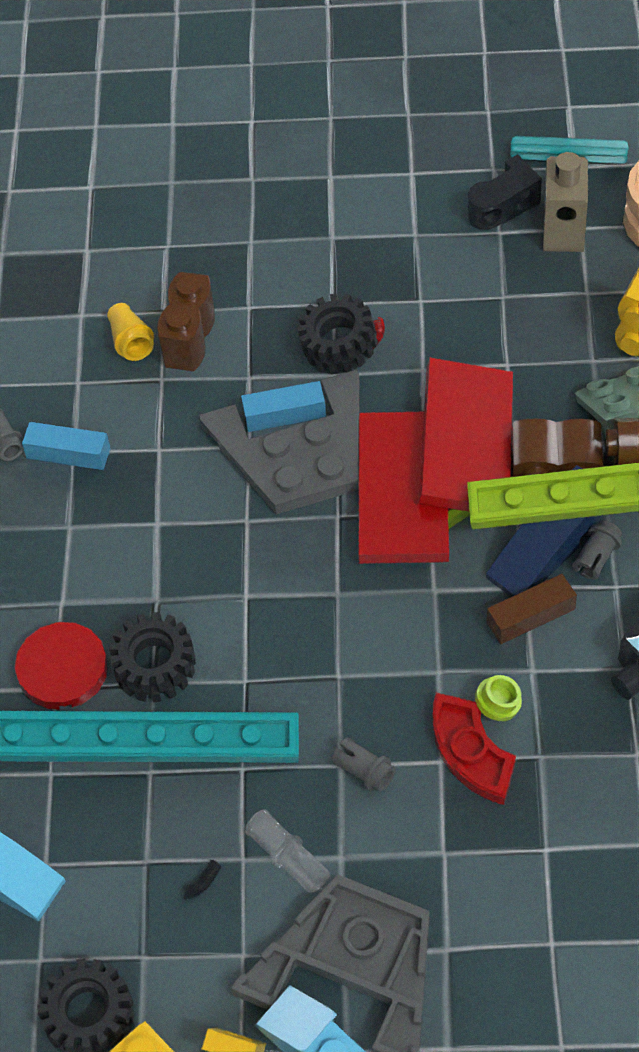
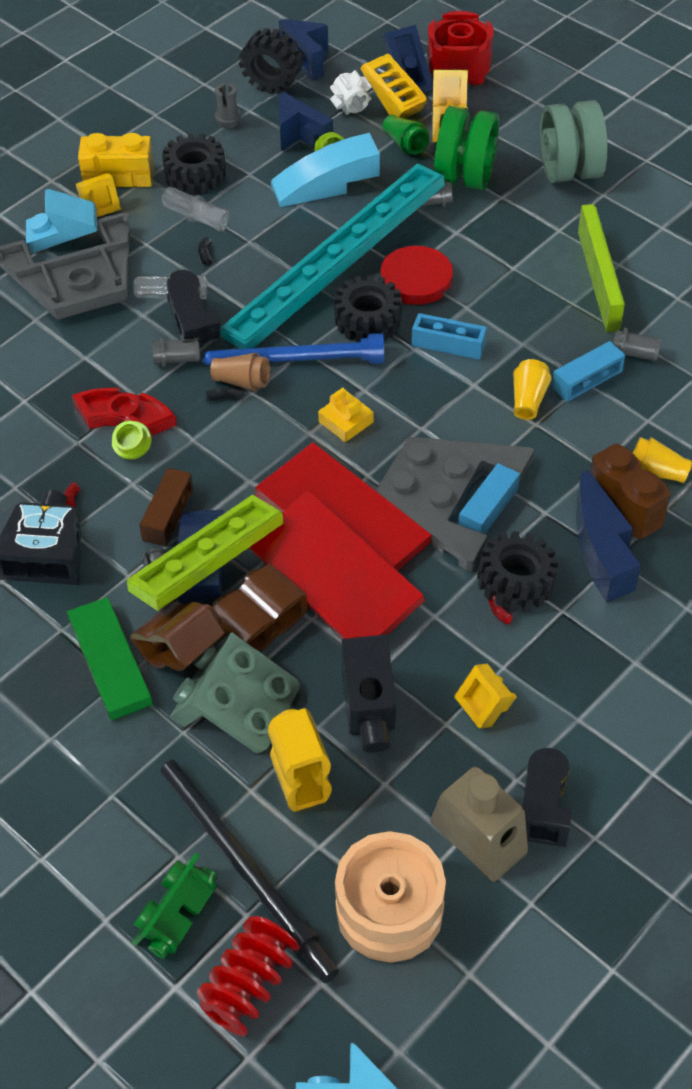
camera: 130 degrees right, 5 degrees down
(123, 572) = (449, 336): none -> dark azure piece
(131, 465) = (530, 385): none -> yellow cone
(155, 936) = (196, 208): none -> clear axle
(200, 613) = (369, 348): none -> blue piece
(248, 309) = (605, 541): none -> dark blue slope
(295, 573) = (345, 415): none -> yellow tile
(310, 789) = (188, 310): none -> black leg
(331, 685) = (244, 370): none -> medium nougat cone
(369, 694) = (226, 394): none -> black leg
(465, 275) = (484, 696): none -> yellow tile
(542, 327) = (369, 690): none -> black torso
(594, 150) = (549, 906): teal axle -> none
(594, 698) = (73, 491): none -> red leg

